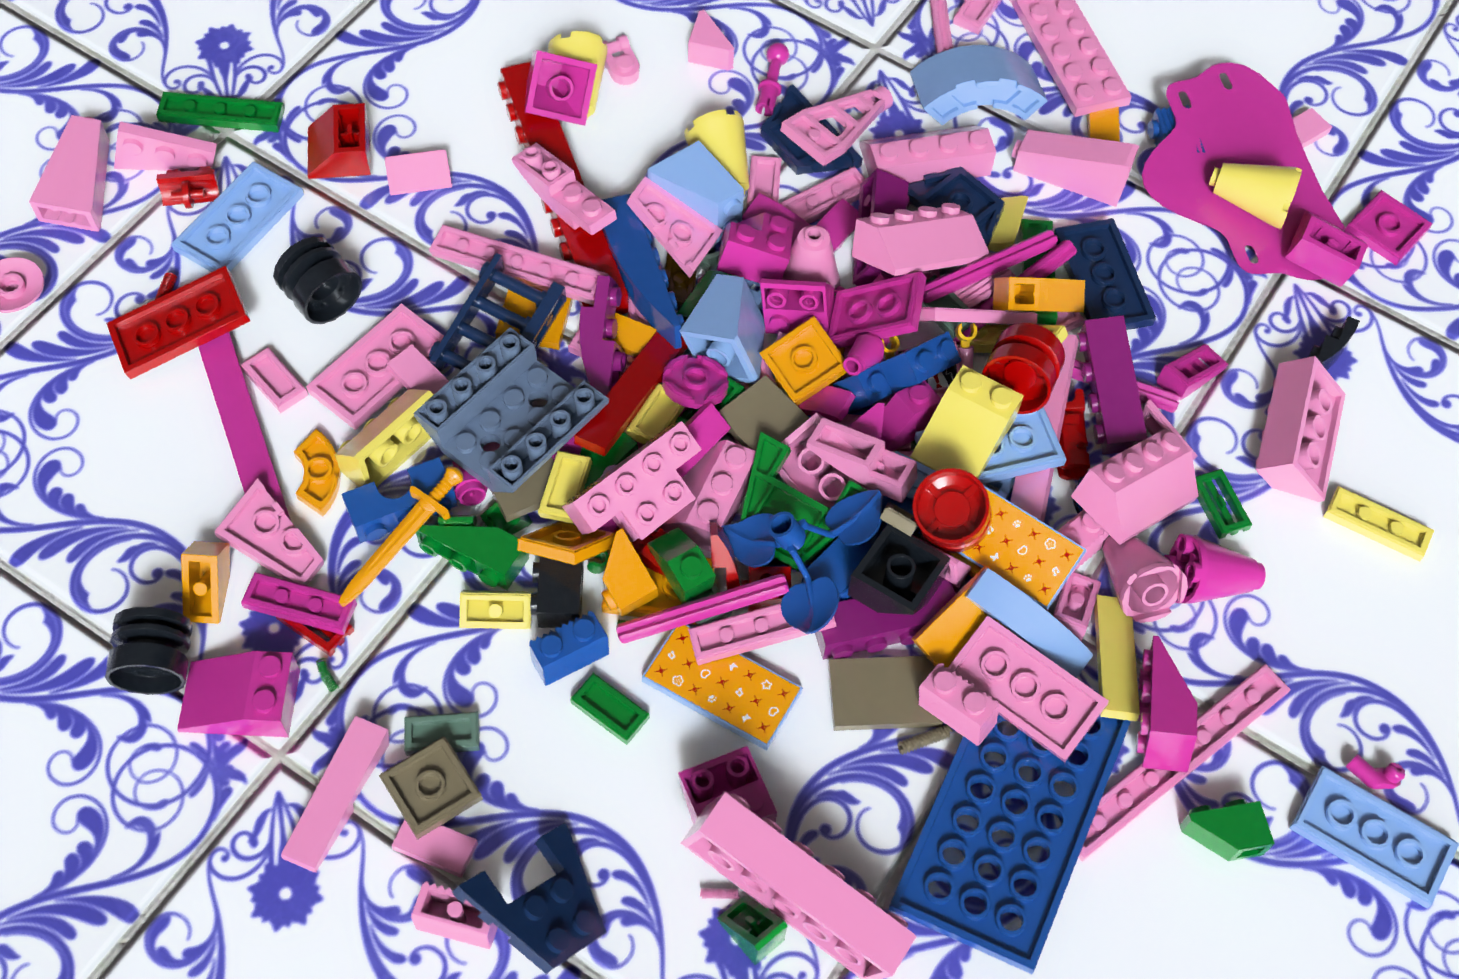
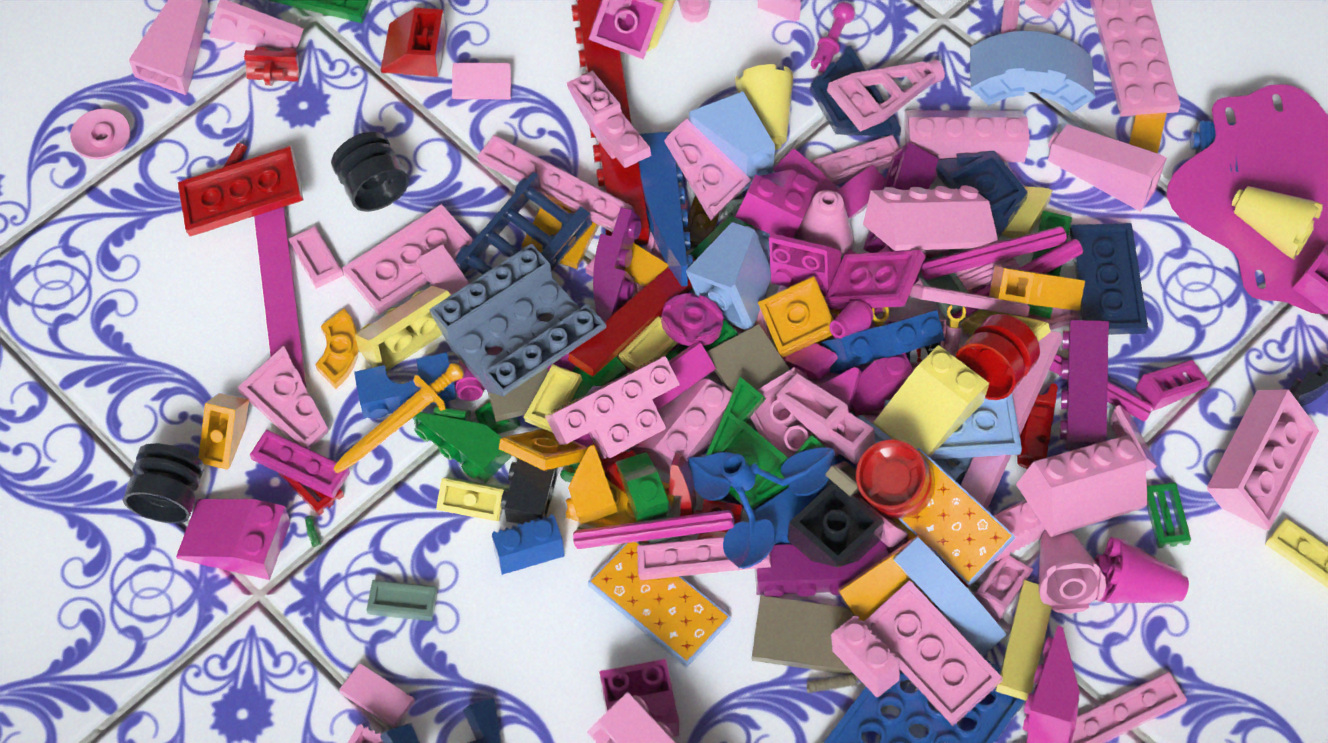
camera: 15 degrees right, 0 degrees up
(238, 218) = (311, 101): light blue tile -> none
(335, 794) = (297, 640): bright pink slope -> none
(430, 787) = (382, 645): dark tan tile -> none
(610, 708) = (554, 605): green tile -> none
(764, 177) = (804, 134): bright pink tile -> none

